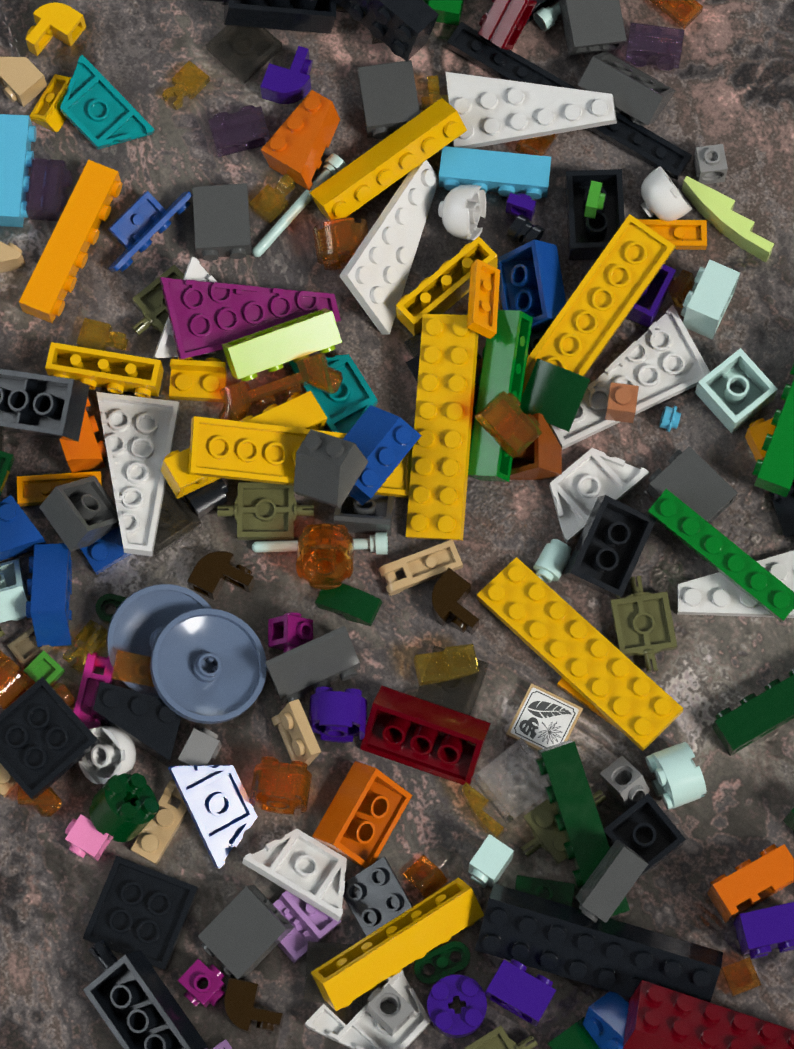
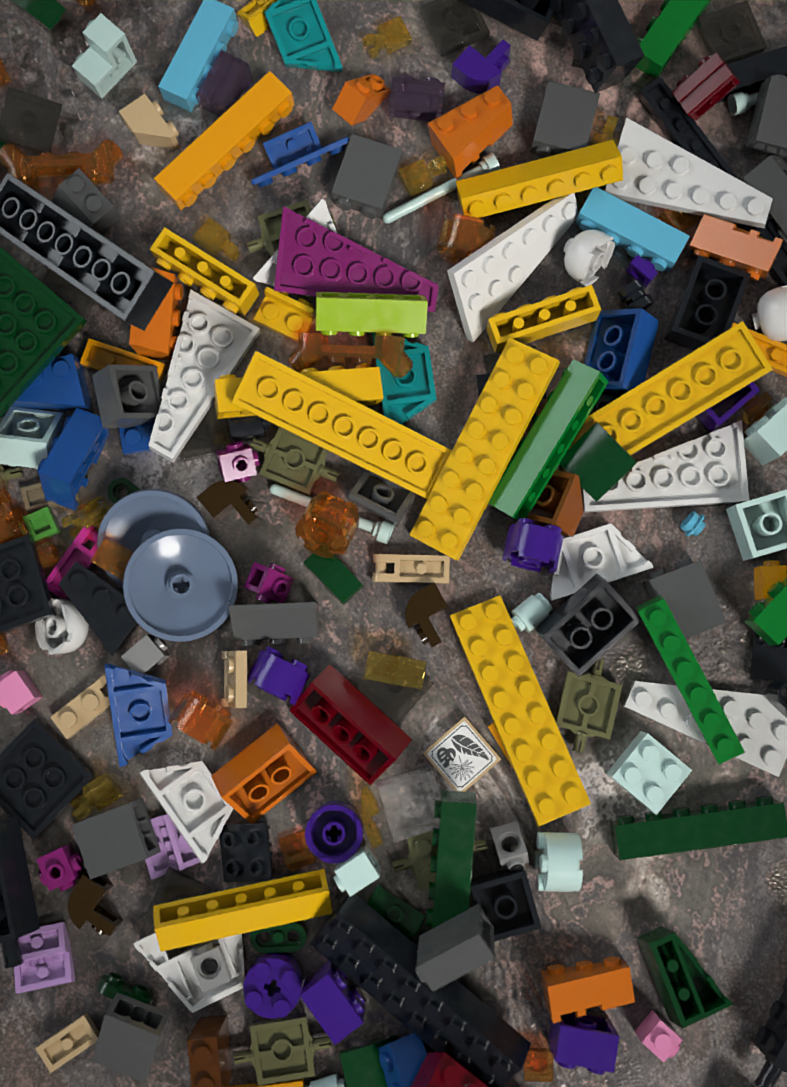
camera: 25 degrees right, 10 degrees up
(123, 807) = (69, 678): dark green brick -> none
(185, 151) = (360, 98): none -> orange slope
(211, 533) = (228, 459): none -> brick
(211, 901) = (97, 793): none -> clear yellow plate
(327, 468) = (358, 450): dark grey slope -> none
(384, 443) = (406, 448): blue slope -> none
(461, 823) = (322, 842): none -> dark purple brick
(483, 299) = (570, 347): light orange plate -> none
(509, 424) = (544, 475): clear orange brick -> none
(527, 497) = (533, 546): none -> dark purple brick
(595, 200) = (714, 293): bright green plate -> none
(597, 150) = (735, 246): none -> orange wedge
(622, 402) = (656, 494): nougat brick -> none
(726, 661) = (649, 772): none -> light aqua brick

